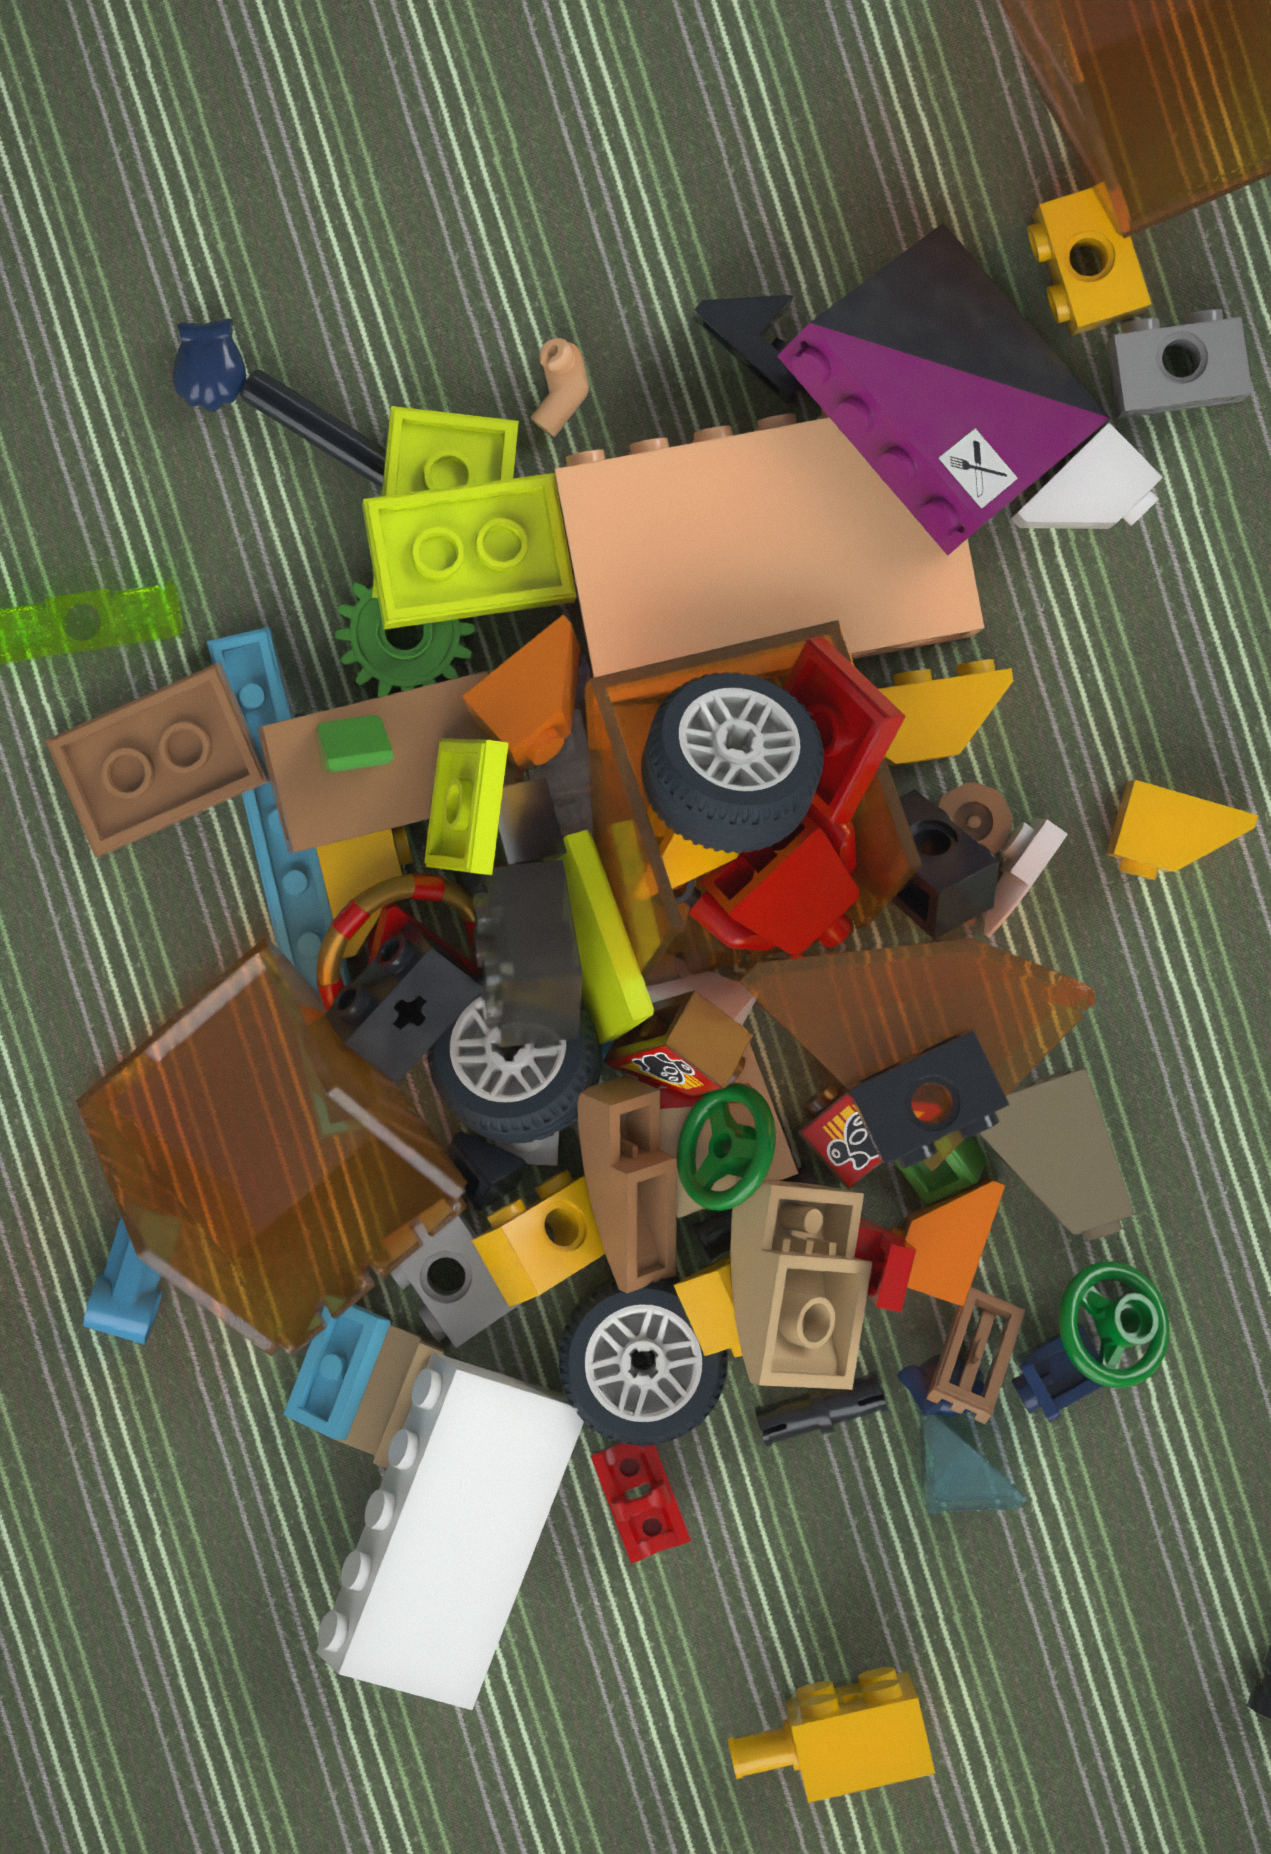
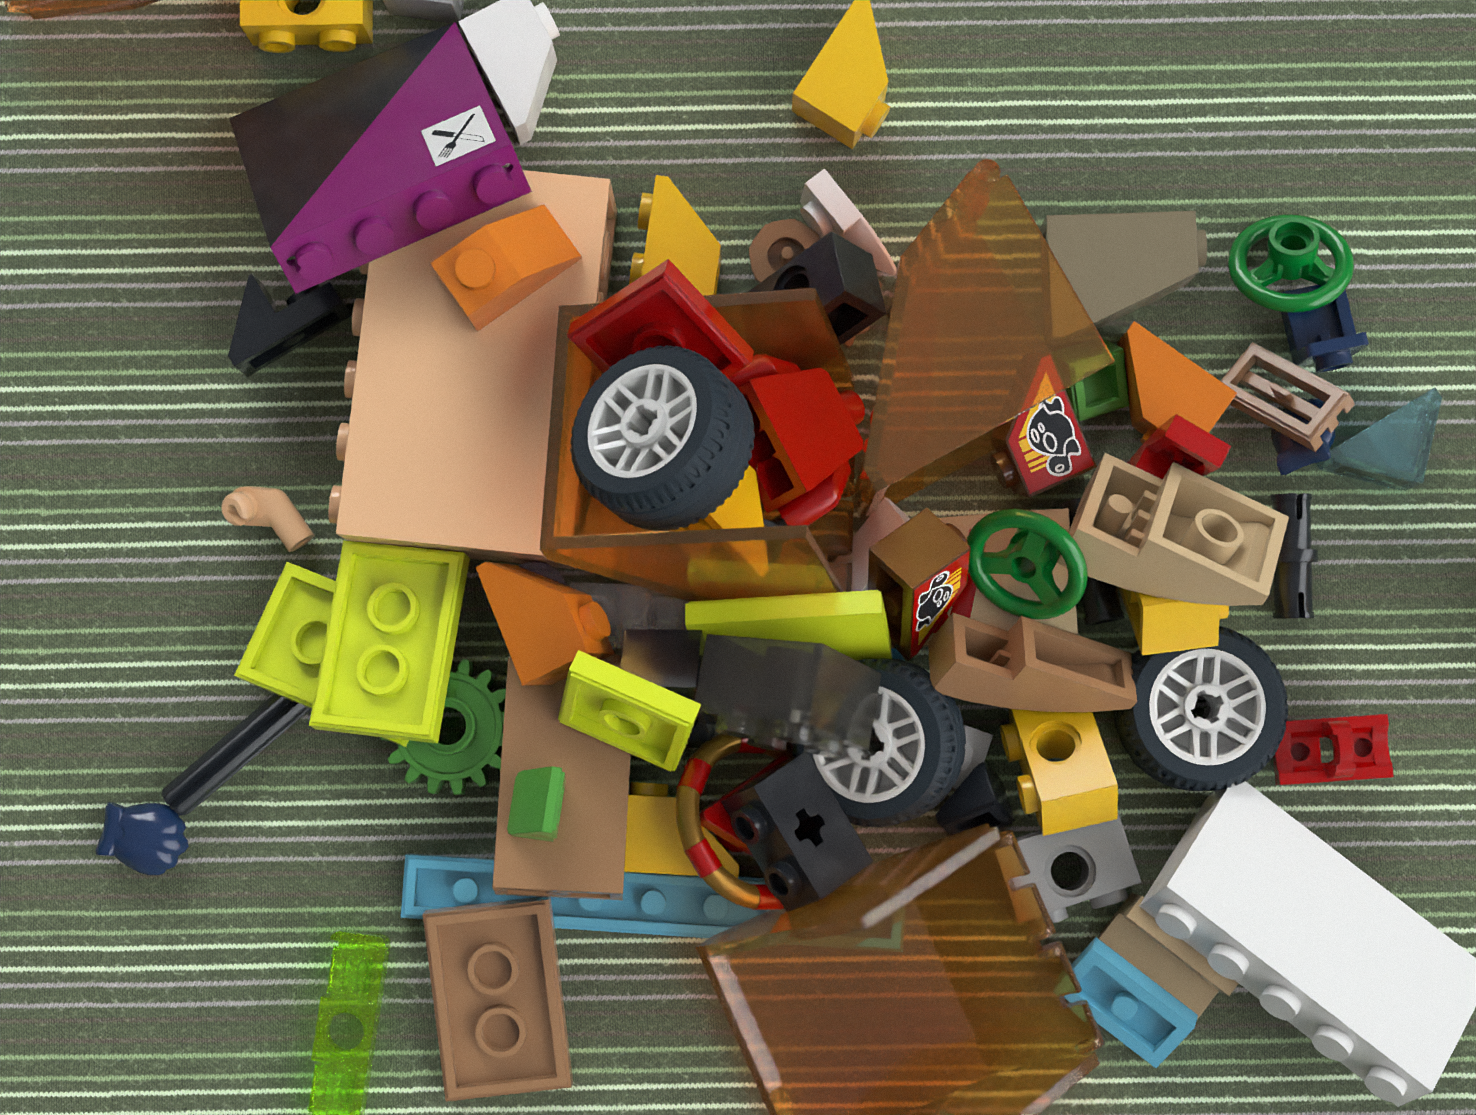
camera: 75 degrees left, 5 degrees down
(866, 554) = (505, 263): none -> orange slope
(886, 1098) = (1030, 378): black brick -> none

